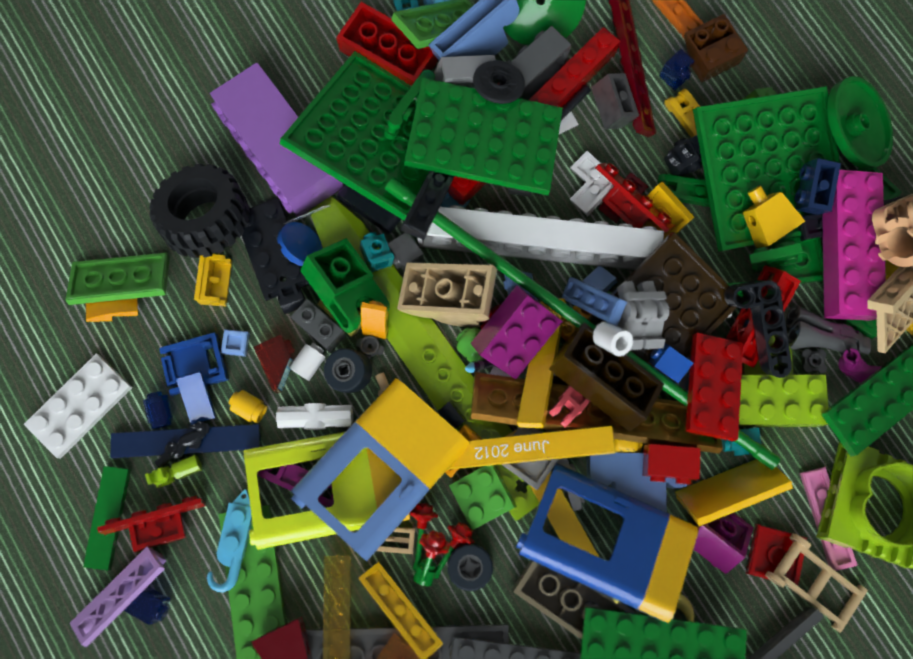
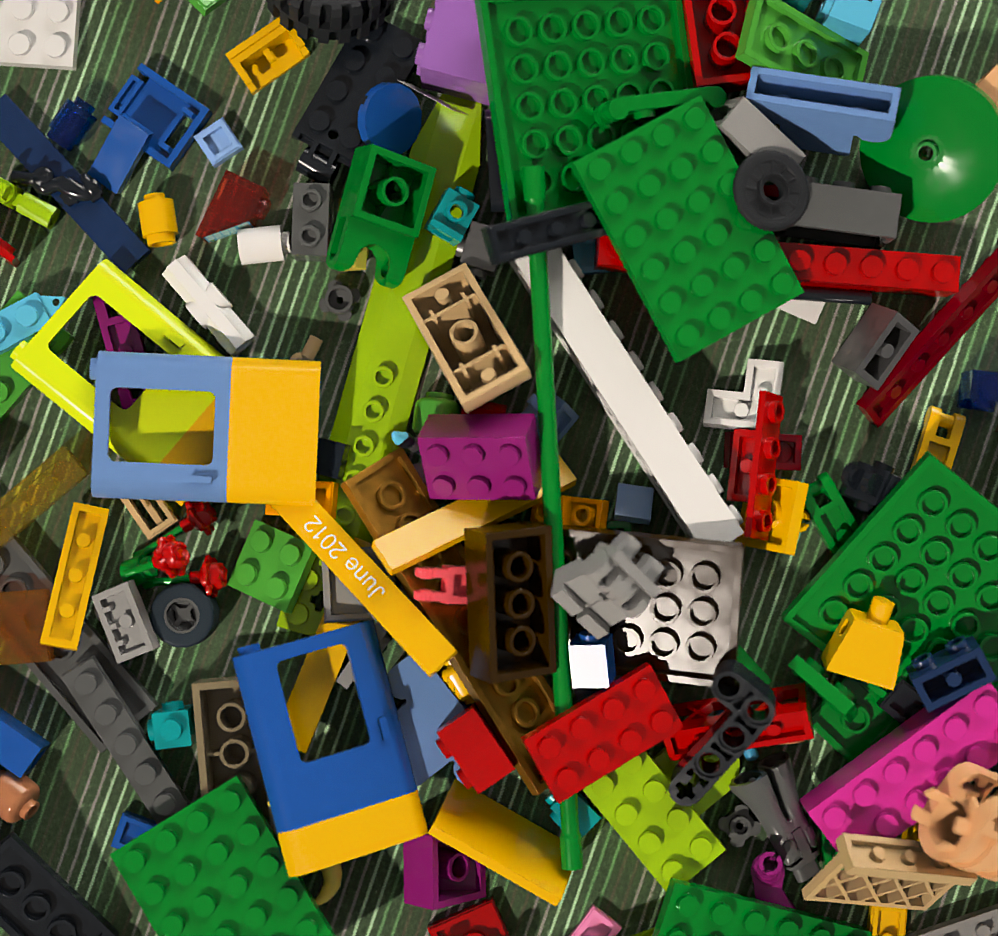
camera: 50 degrees right, 10 degrees up
(356, 374) = (300, 307): black wheel -> none
(374, 319) = (367, 281): light orange slope -> none
(448, 603) = (125, 621): none -> light grey bracket
(527, 624) = (172, 725): none -> teal brick
(594, 301) = (591, 516): medium blue tile -> none
(613, 338) = (552, 574): white brick -> none

